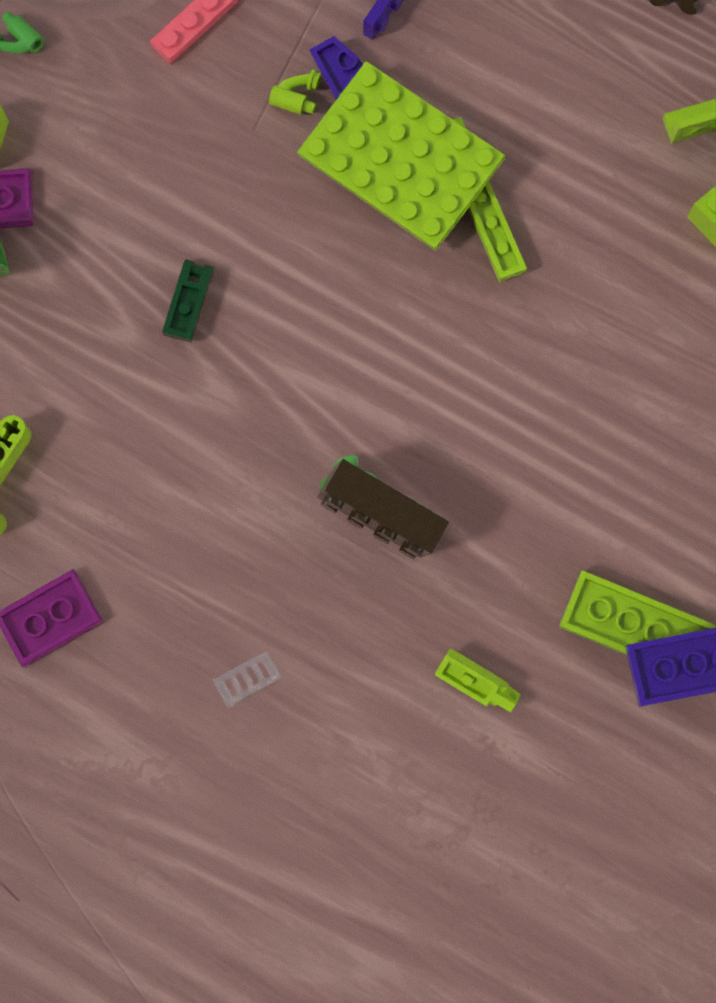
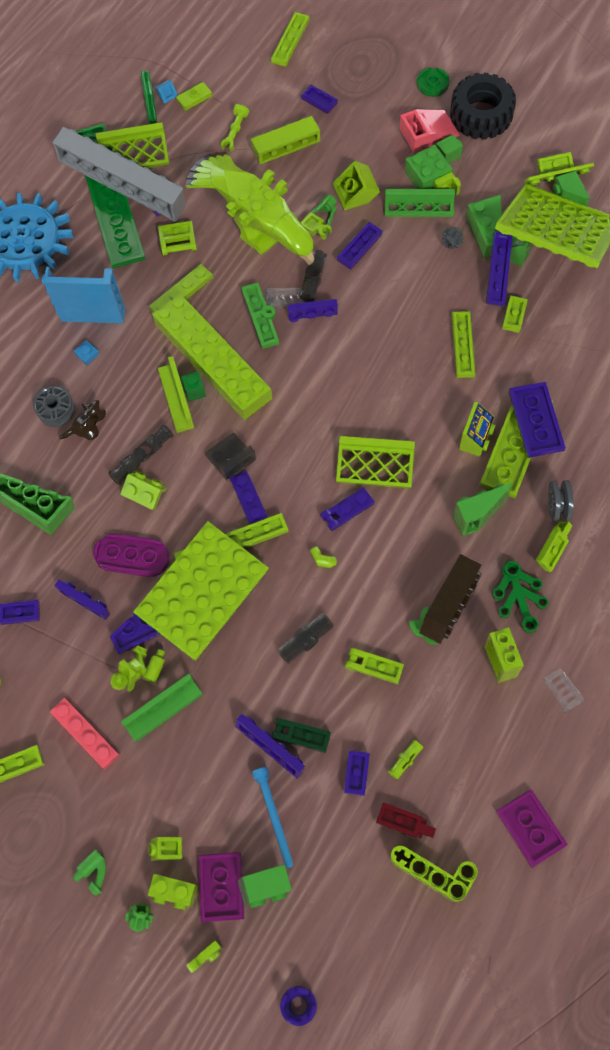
camera: 85 degrees left, 10 degrees down
(38, 126) = (165, 848): none -> lime bracket
(61, 439) = (404, 822): none -> dark red hinge
(131, 248) = (261, 776): none -> dark azure piece
(132, 376) = (356, 773): none -> dark purple plate
(149, 444) = (405, 759): none -> lime pin
(166, 265) = (275, 750): none -> dark purple plate
(231, 113) = (162, 708): none -> bright green fence
(274, 60) = (127, 675): none -> lime hips
(287, 404) = (375, 666): none -> lime plate
(295, 579) = (505, 662): none -> lime window
(330, 305) = (305, 638): none -> clear smoke piece
(398, 621) = (520, 594): none -> green plant
(452, 331) = (323, 560): none -> lime arm
(461, 63) = (131, 555): none -> magenta tile
(529, 562) = (476, 511): none -> bright green slope
(537, 369) = (347, 509): none -> dark purple plate
(548, 691) = (560, 500): none -> dark grey wheel
(553, 224) = (248, 497): none -> dark purple plate
(564, 71) = (143, 490): none -> lime bracket
(608, 53) = (132, 461): none -> clear smoke piece
(620, 194) = (231, 456): none -> clear smoke bracket
(641, 414) = (375, 446): none -> lime fence
(672, 568) = (477, 430): none -> slope

